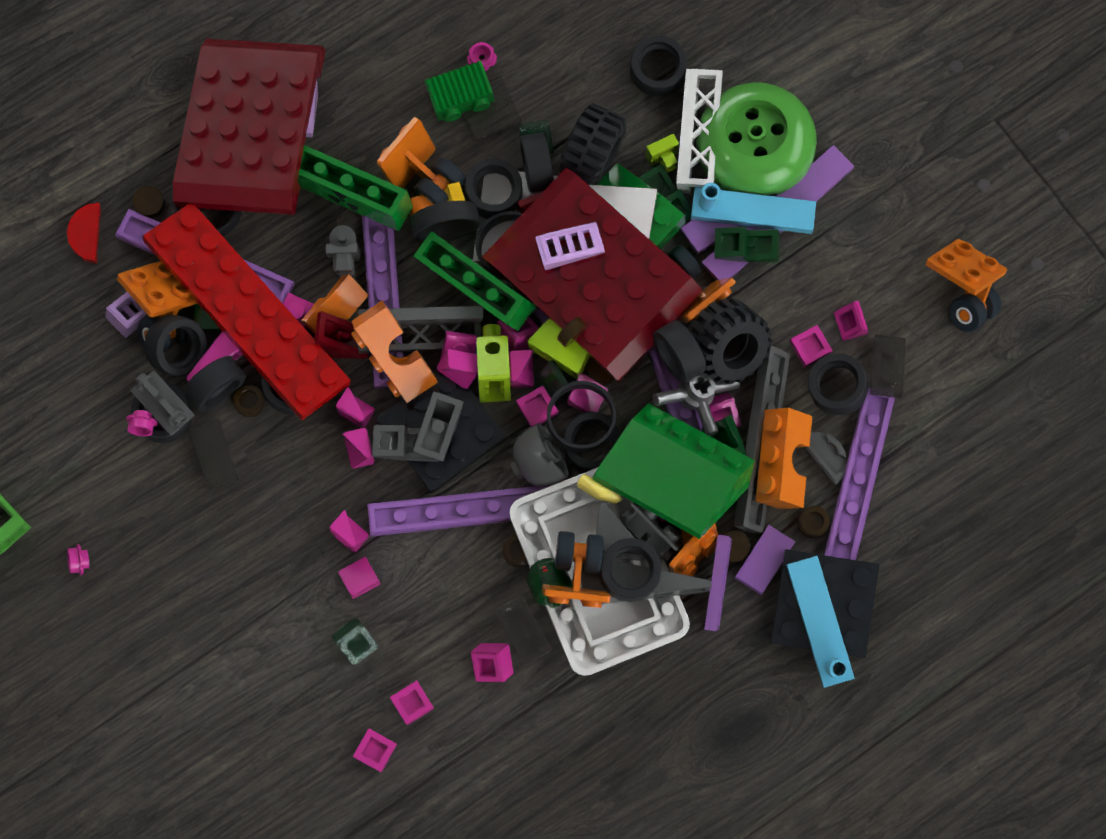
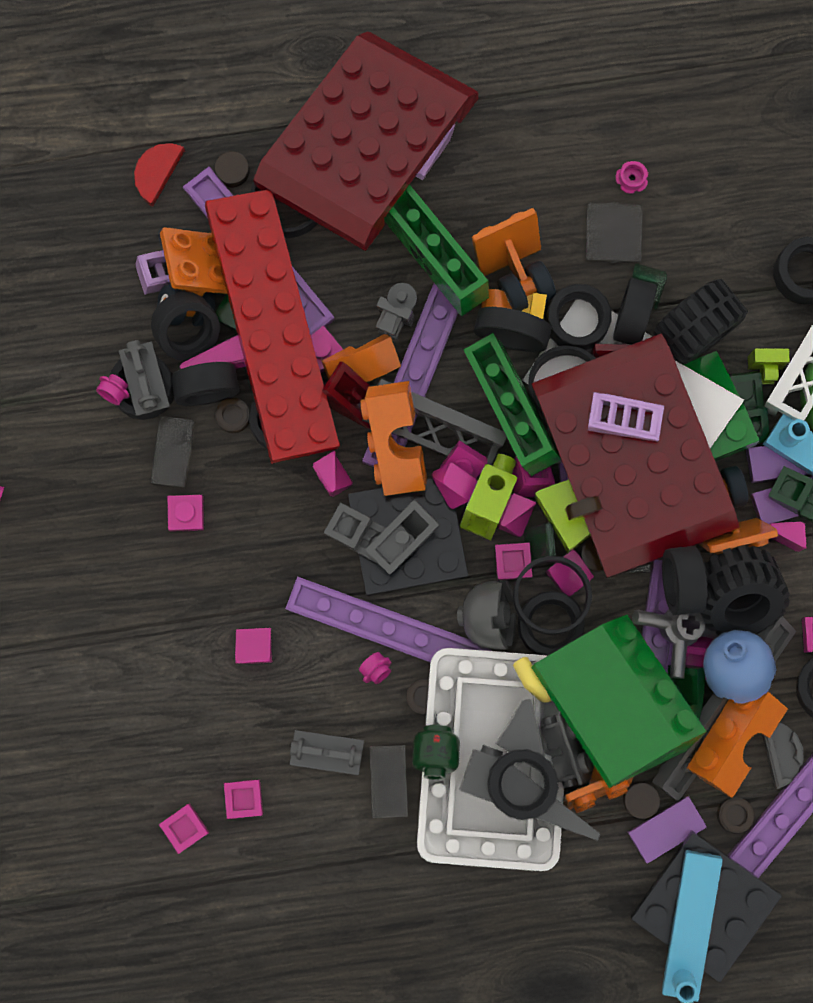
camera: 30 degrees right, 5 degrees up
(249, 498) = (185, 513): none -> dark pink plate
(348, 532) = (265, 596): dark pink slope -> none
(355, 641) = (218, 707): clear green slope -> none
(358, 448) = (316, 516): dark pink slope -> none
(460, 92) = (592, 203): green brick -> none
(461, 633) = (326, 752): none -> dark grey hinge
(467, 546) = (375, 668): none -> dark pink plate
(492, 662) = (342, 797): dark pink slope -> none
(588, 553) = (441, 778): plate -> none
(718, 583) = (607, 833): medium lavender tile -> none
(747, 280) = (791, 535): none -> dark pink slope
(756, 399) = (739, 666): none -> medium blue cylinder

